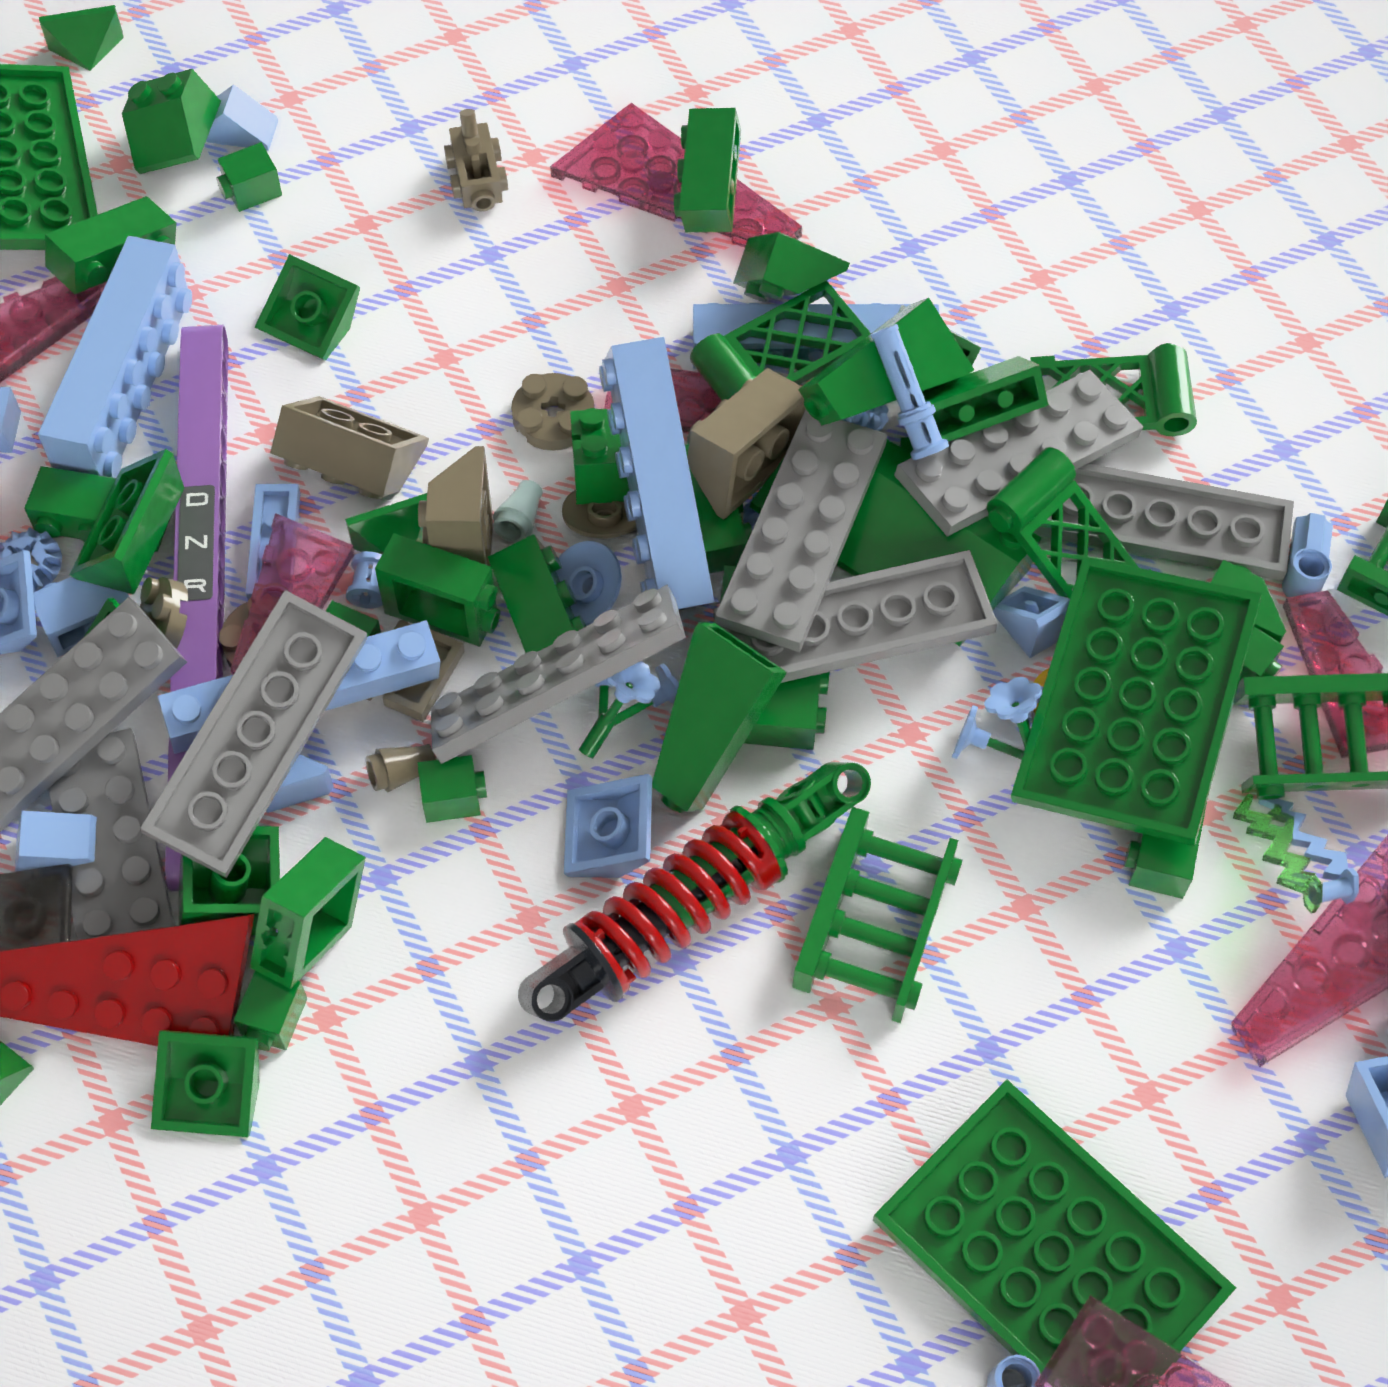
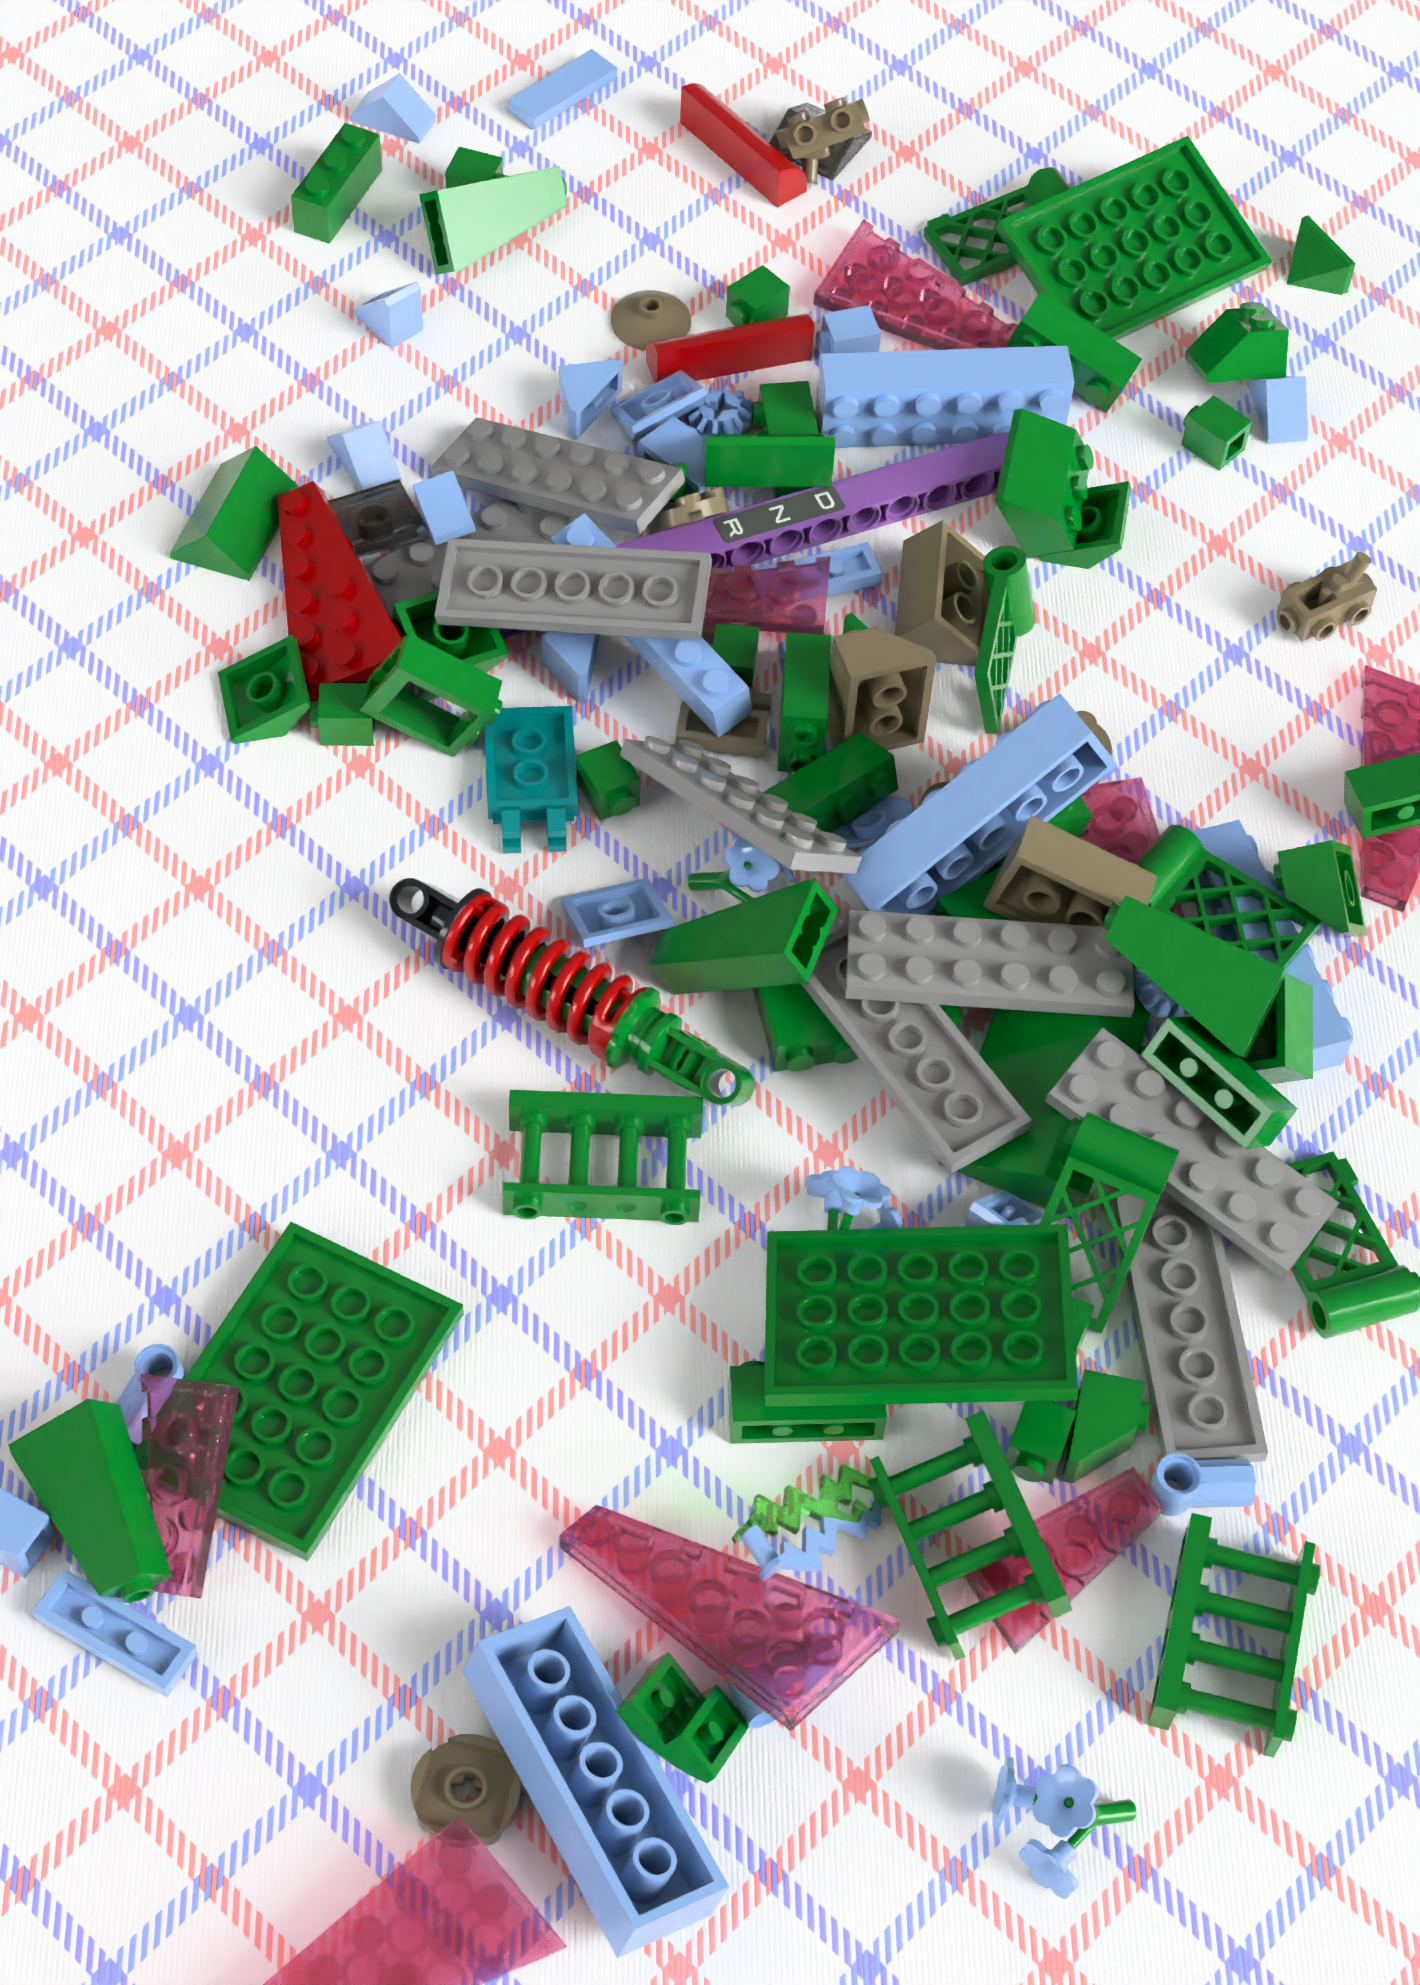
camera: 70 degrees right, 5 degrees down
(263, 315) = (1043, 483): none -> green slope
(392, 397) = (1007, 618): none -> green piece
(396, 766) = (611, 725): dark tan cone -> none
(418, 855) = (531, 773): none -> teal tile
(517, 514) = (932, 752): light aqua cone -> none
(915, 412) = (1152, 1007): light blue pin -> none

